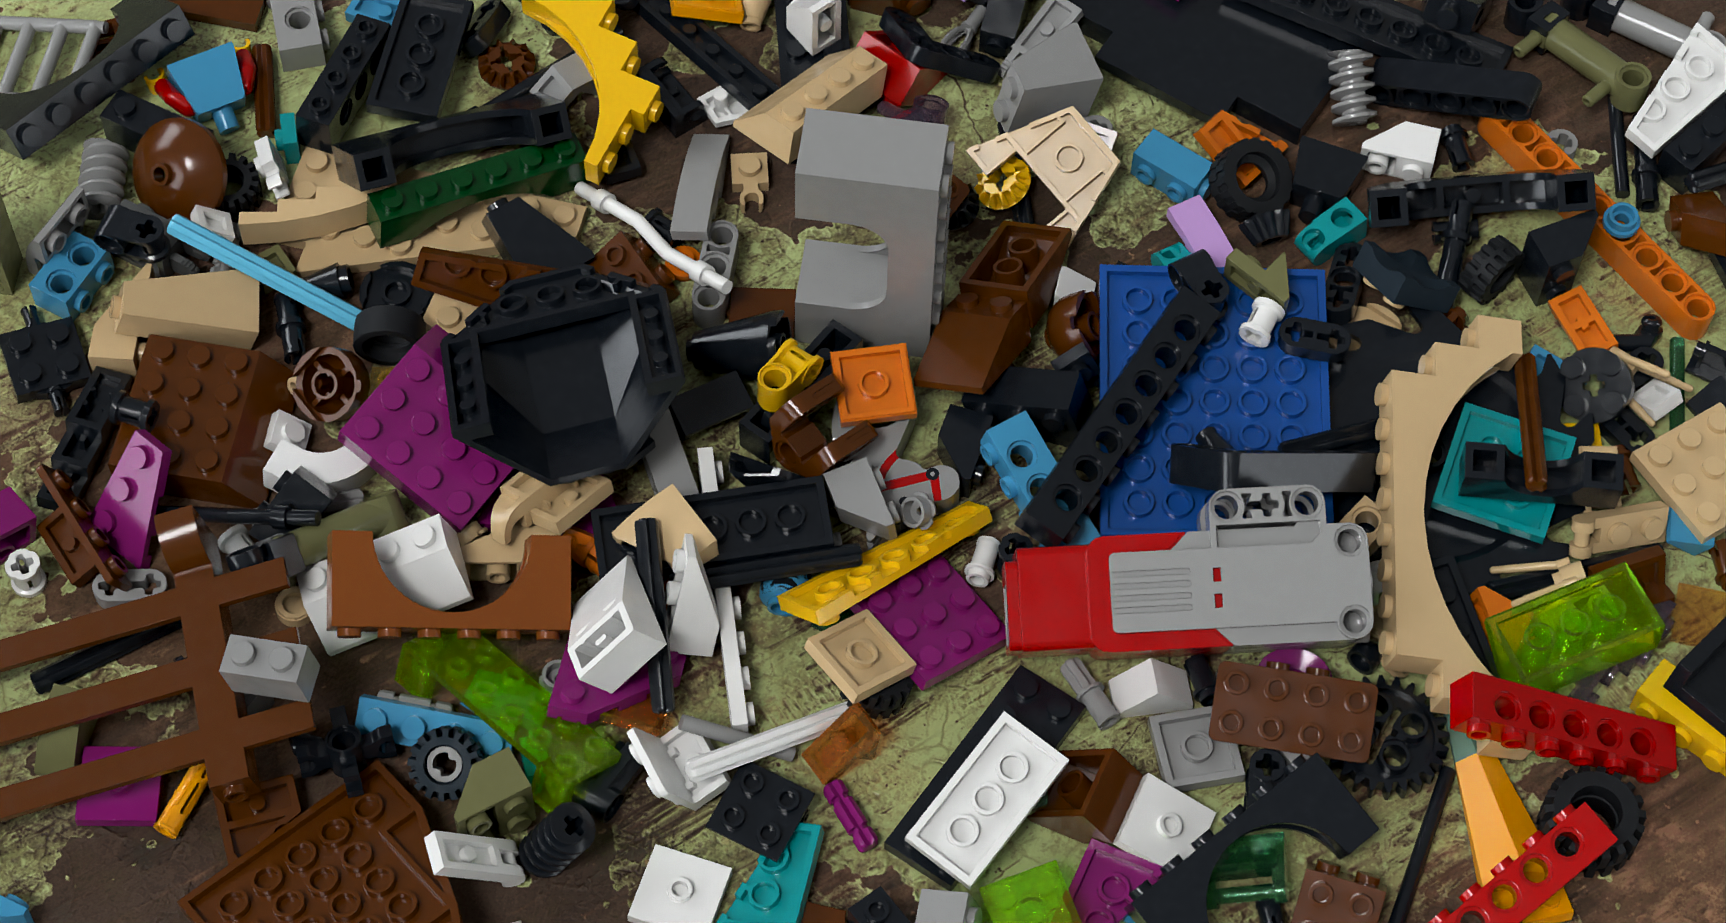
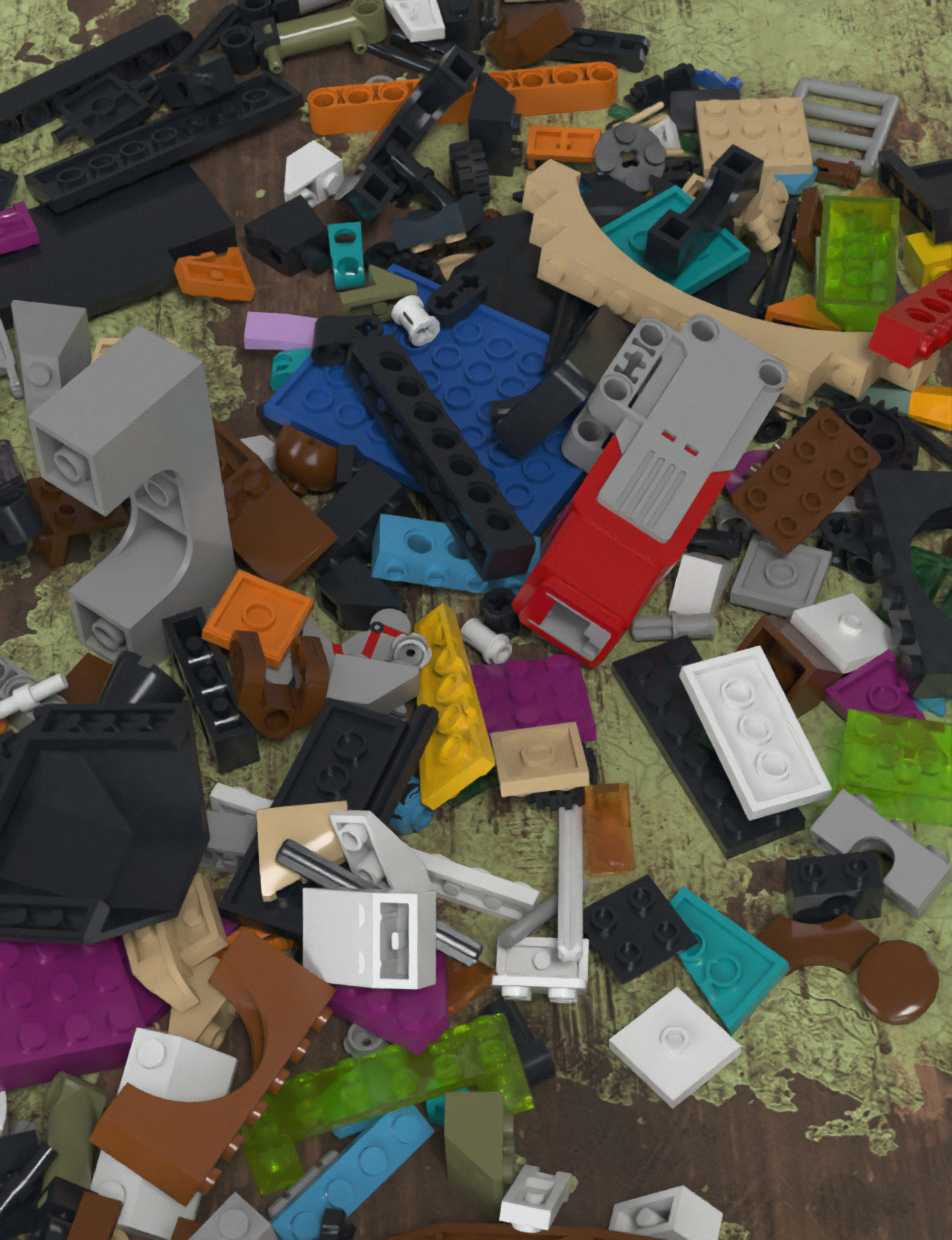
camera: 55 degrees left, 10 degrees down
(432, 778) = (378, 1184): black bush -> none
(557, 840) = (562, 1114): black piece -> none
(753, 472) = (281, 754): black slope -> none
(790, 371) = (200, 676): yellow piece -> none
(850, 816) = (680, 865): magenta axle -> none
(1171, 168) = (201, 324): dark azure brick -> none
(1267, 227) = (309, 294): black piece -> none
(1273, 168) = (257, 277): black tyre -> none
(1351, 87) = (225, 173): light grey piece -> none
(1454, 88) = (282, 114): black beam -> none
(1454, 140) = (337, 147): black pin -> none
(1530, 423) = (652, 197): reddish brown axle -> none
(1567, 574) = (797, 259): tan plant -> none
(1621, 212) = (496, 68): dark azure plate -> none
(1644, 336) = (592, 118): black arm -> none

